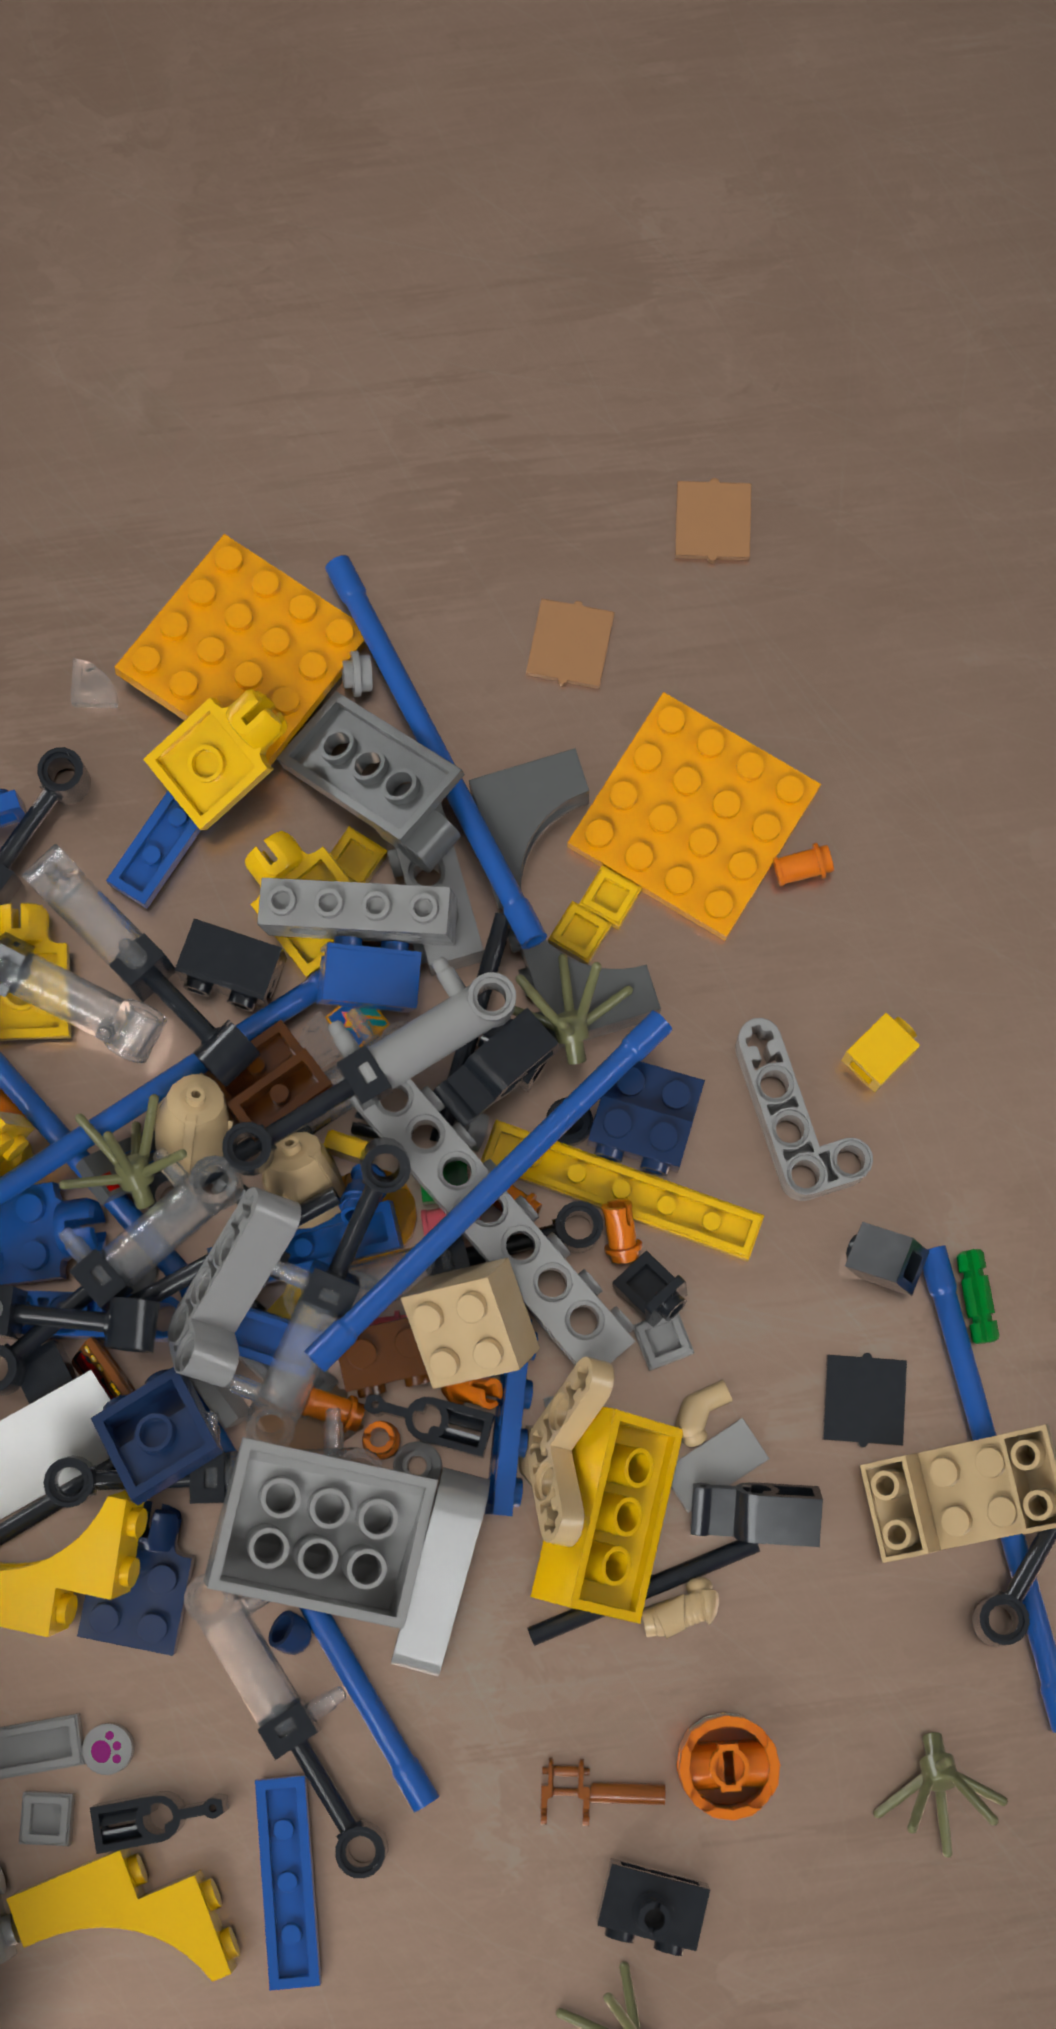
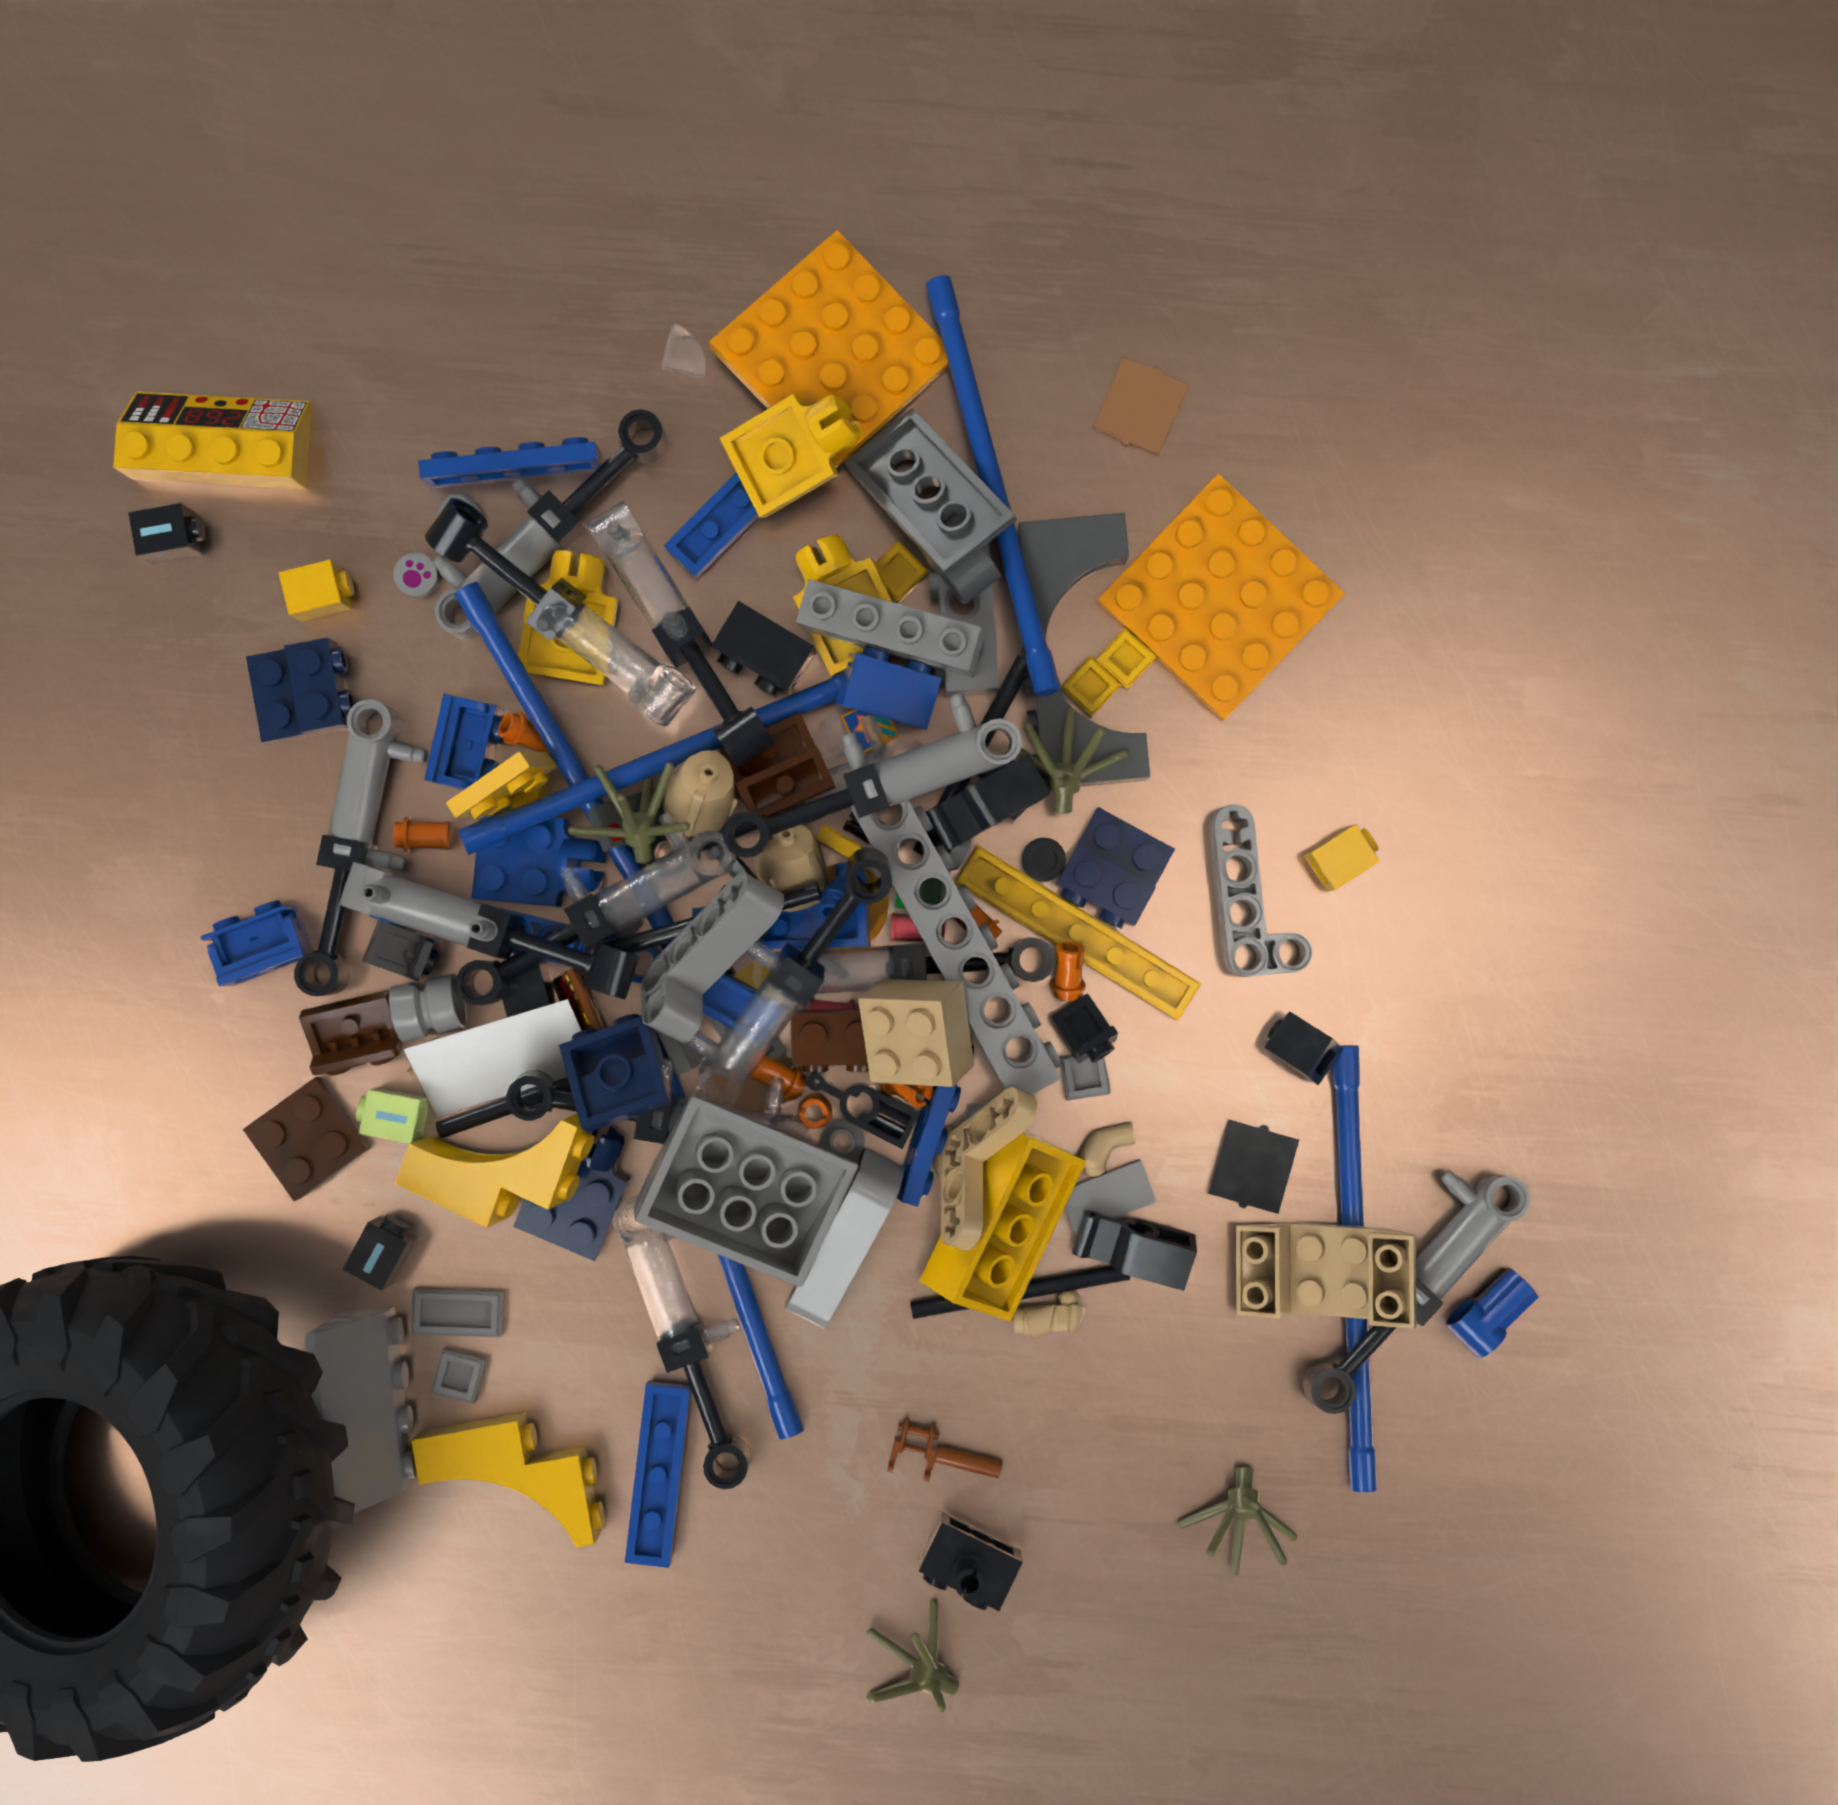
camera: 10 degrees right, 10 degrees up
(108, 1748) = (523, 1327): light grey tile -> none
(143, 1830) = (527, 1396): black piece -> none
(290, 1633) = (700, 1264): dark blue hinge -> none
(345, 1331) = (802, 1018): blue piece -> none
(357, 673) = (936, 395): light grey plate -> none
(713, 520) = (1302, 313): medium nougat piece -> none
(728, 1766) = (1061, 1460): orange brick -> none
(804, 864) = (1311, 666): orange pin -> none
(978, 1296) = (1376, 1097): green axle -> none

